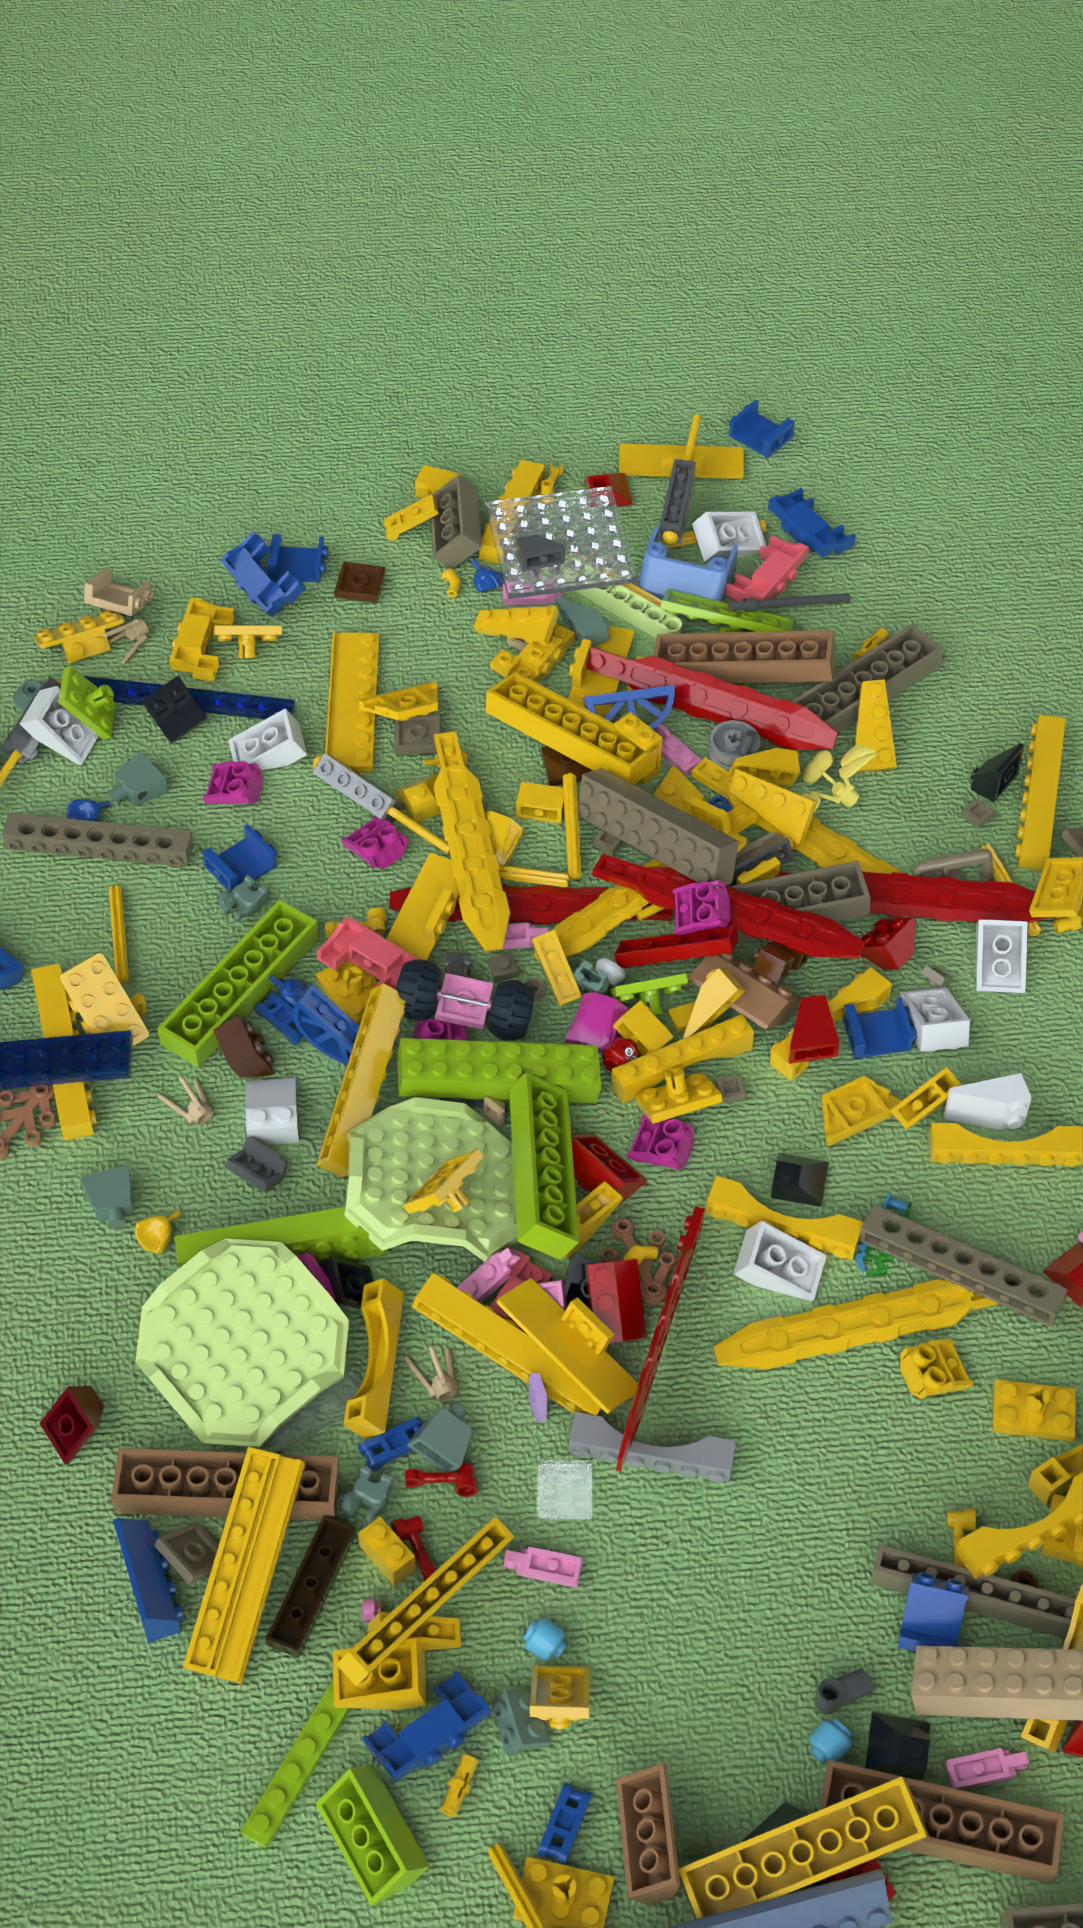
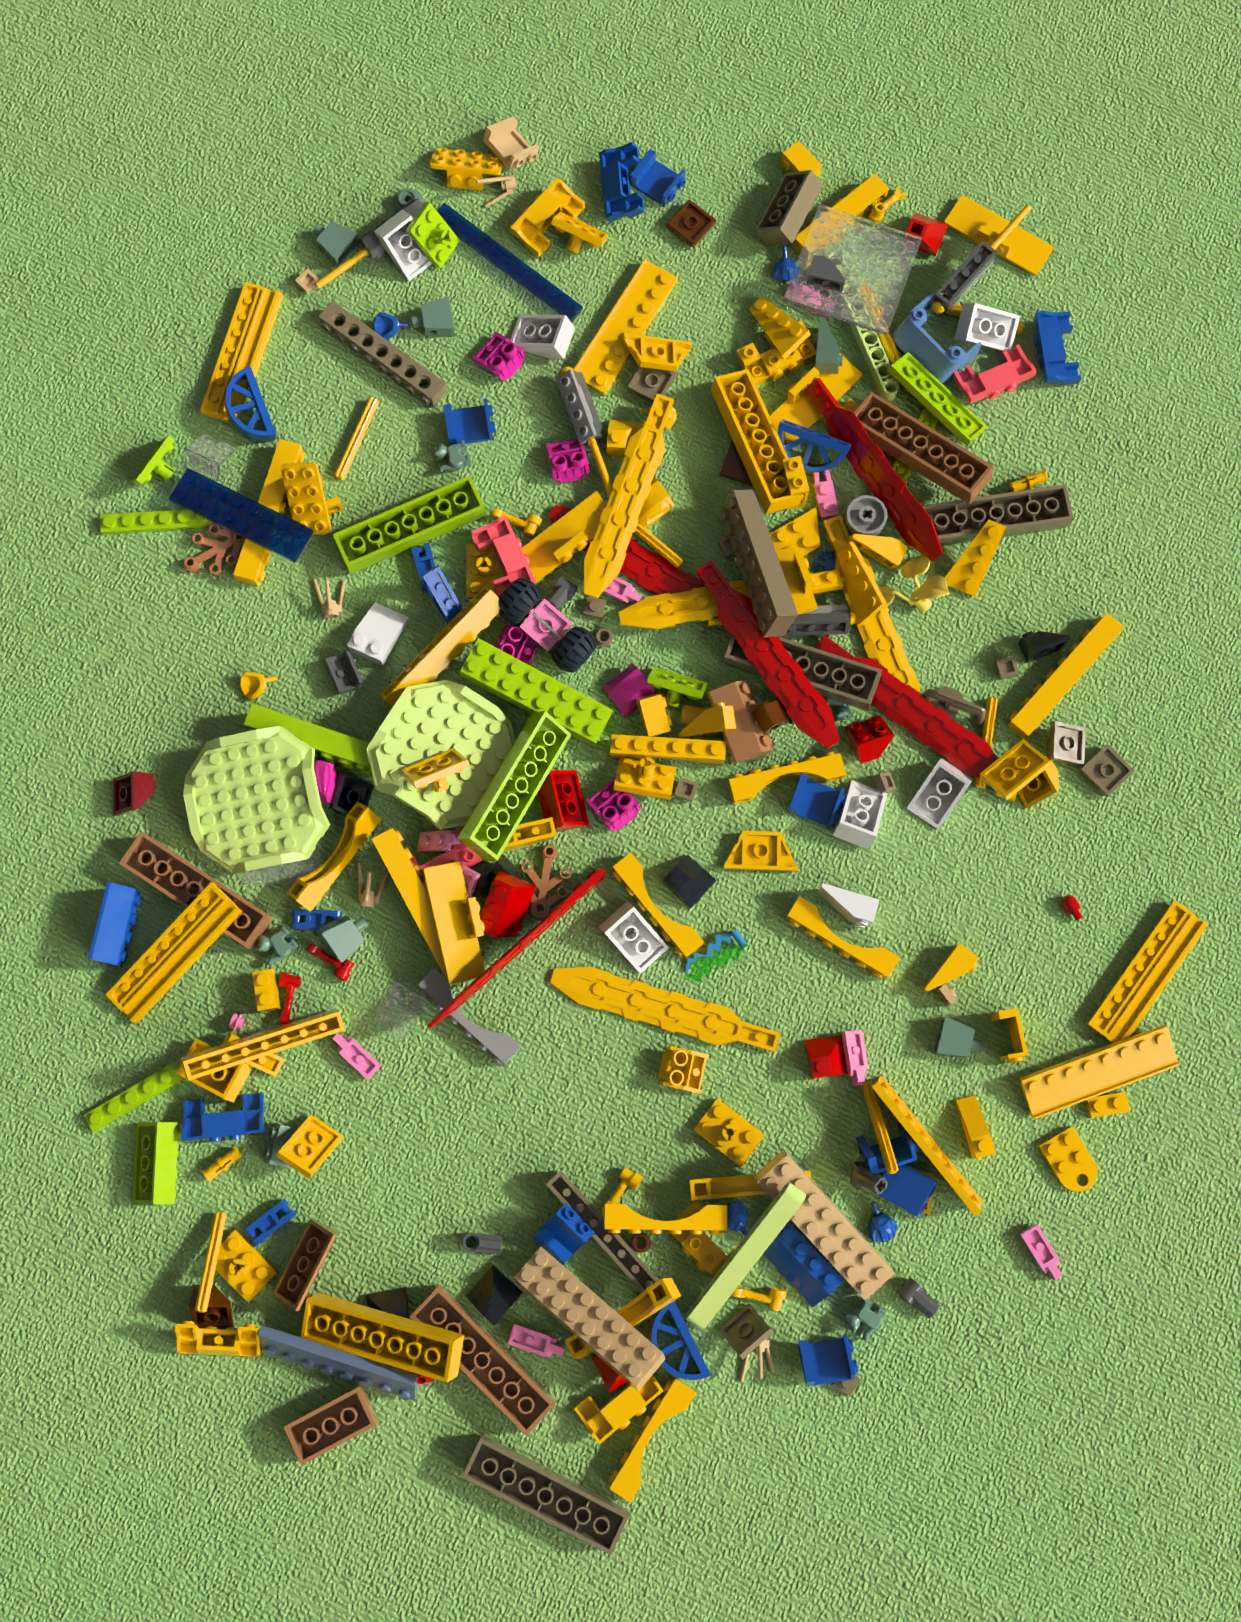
camera: 30 degrees right, 25 degrees up
(110, 1195) = (240, 641): sand green torso -> none
(174, 709) = (492, 271): black bracket -> none
(189, 1552) = (149, 922): dark tan plate -> none
(244, 1048) = (382, 580): reddish brown slope -> none
(290, 989) = (443, 551): blue piece -> none
(311, 1586) = (210, 985): dark brown piece -> none
(410, 517) = (760, 184): yellow plate -> none
(455, 582) = (760, 253): yellow arm -> none
(494, 1110) = (521, 717): tan slope -> none
(537, 1397) = (416, 944): lavender tile -> none
(540, 802) = (702, 488): yellow brick -> none
(544, 1639) = (326, 1103): medium azure head -> none
(556, 967) = (624, 632): yellow plate -> none
(572, 826) = (709, 521): yellow axle -> none
(590, 979) = (642, 656): sand green animal -> none
(613, 971) = (661, 654): white cone -> none
(619, 1052) = (628, 723): red head -> none
(641, 1252) = (543, 879): yellow arm -> none
(676, 947) = (714, 664): red piece -> none
(701, 907) = (746, 648): dark pink slope -> none
(750, 742) = (873, 525): dark grey plate -> none
(751, 604) = (959, 401): dark grey bar -> none
(760, 432) = (1078, 238): blue panel -> none
(764, 870) = (816, 636): yellow plate -> none
(813, 1032) = (762, 783): red slope -> none
(830, 1741) = (453, 1269): medium azure head -> none
(925, 1099) = (807, 876): yellow slope -> none
(970, 1275) = (718, 947): dark tan brick -> none

